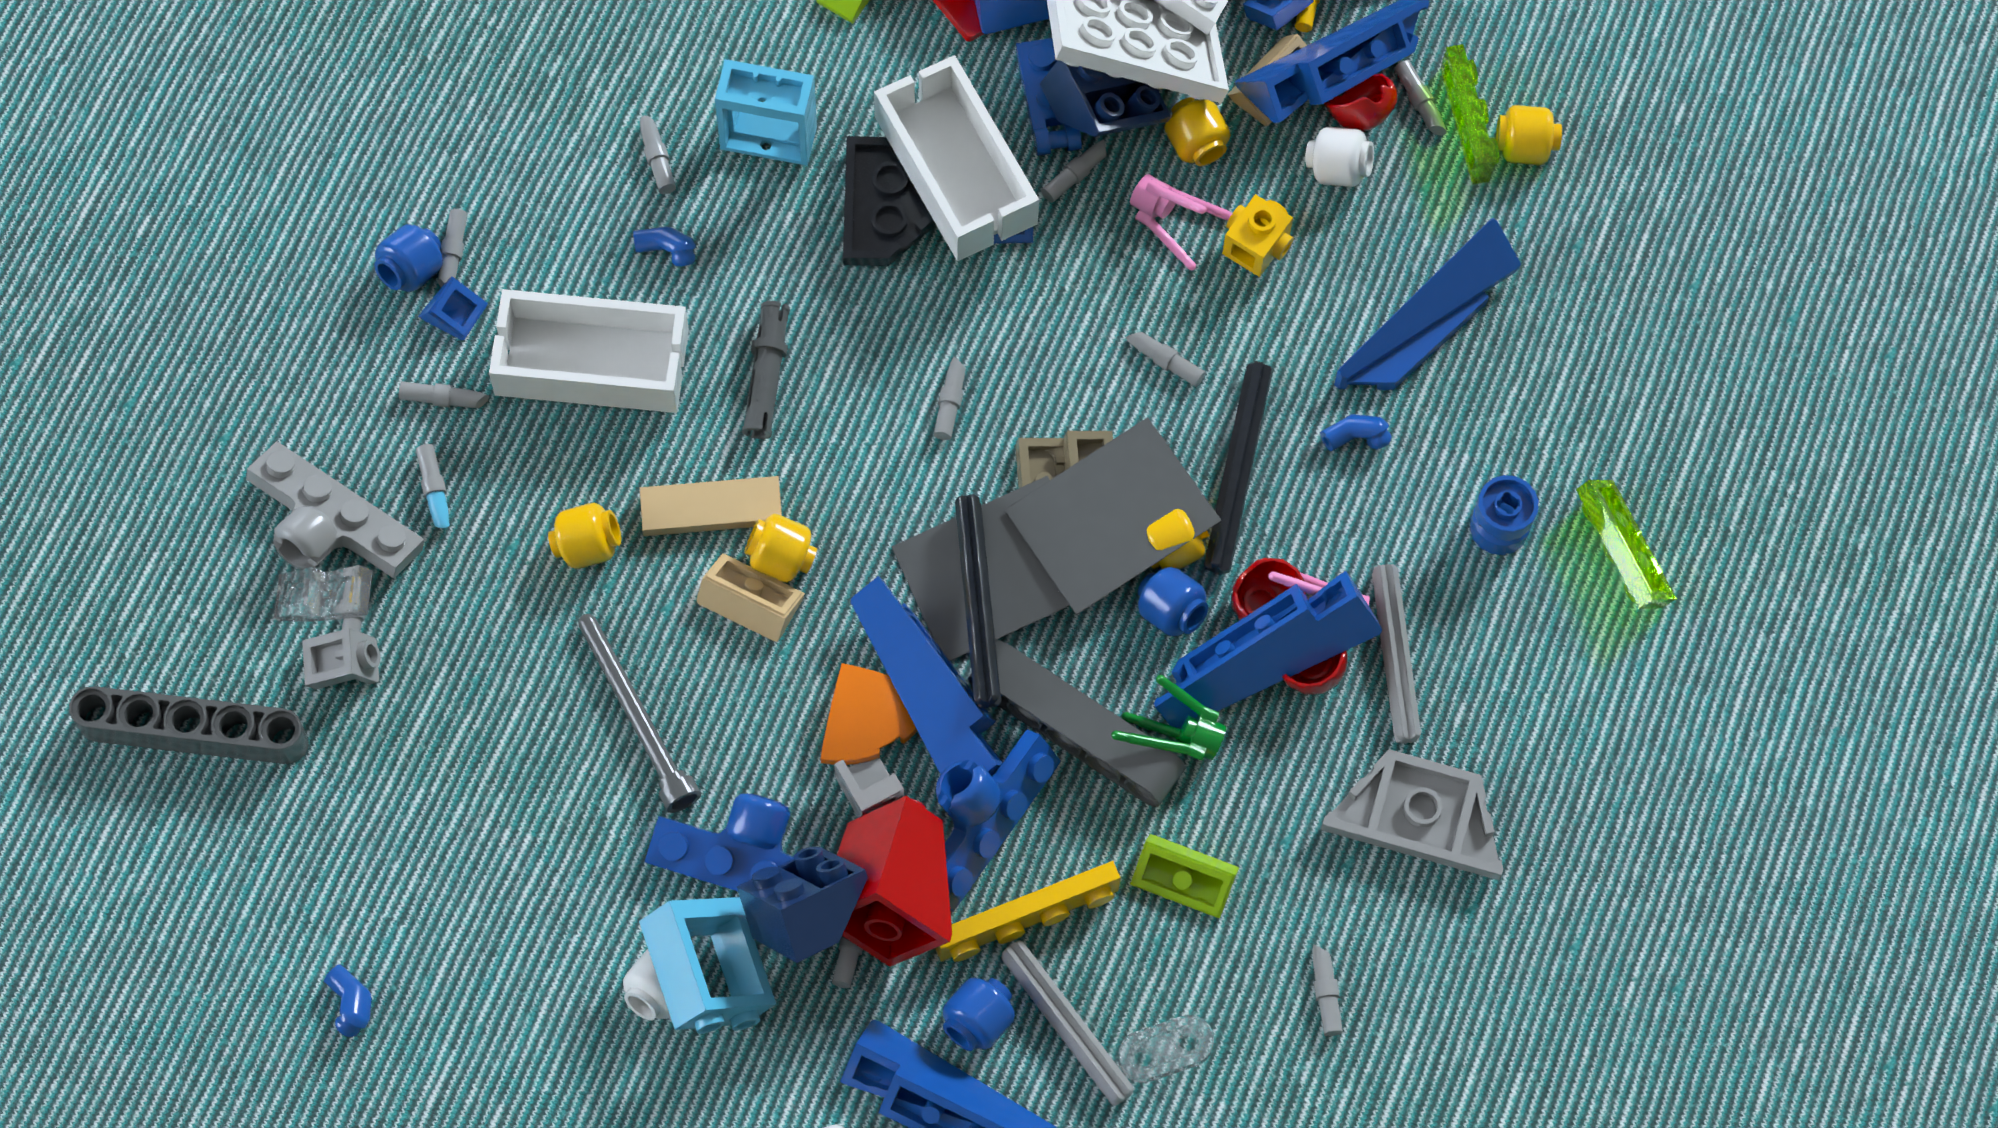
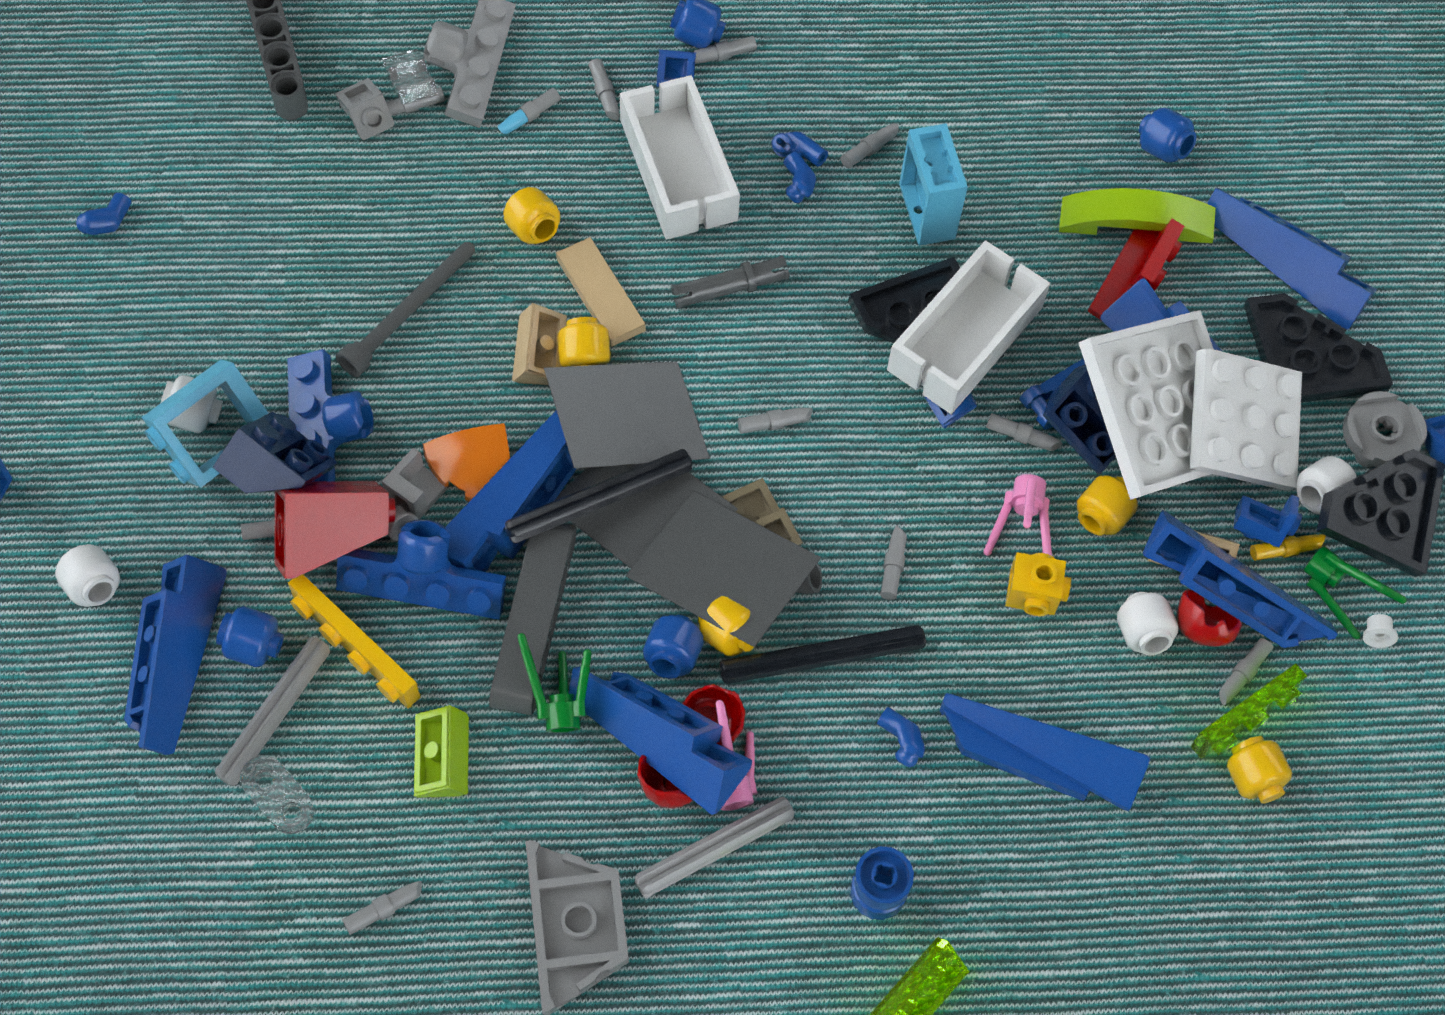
camera: 65 degrees right, 5 degrees down
(620, 227) = (786, 143): none -> blue arm
(886, 537) = (624, 413): none -> dark grey sticker

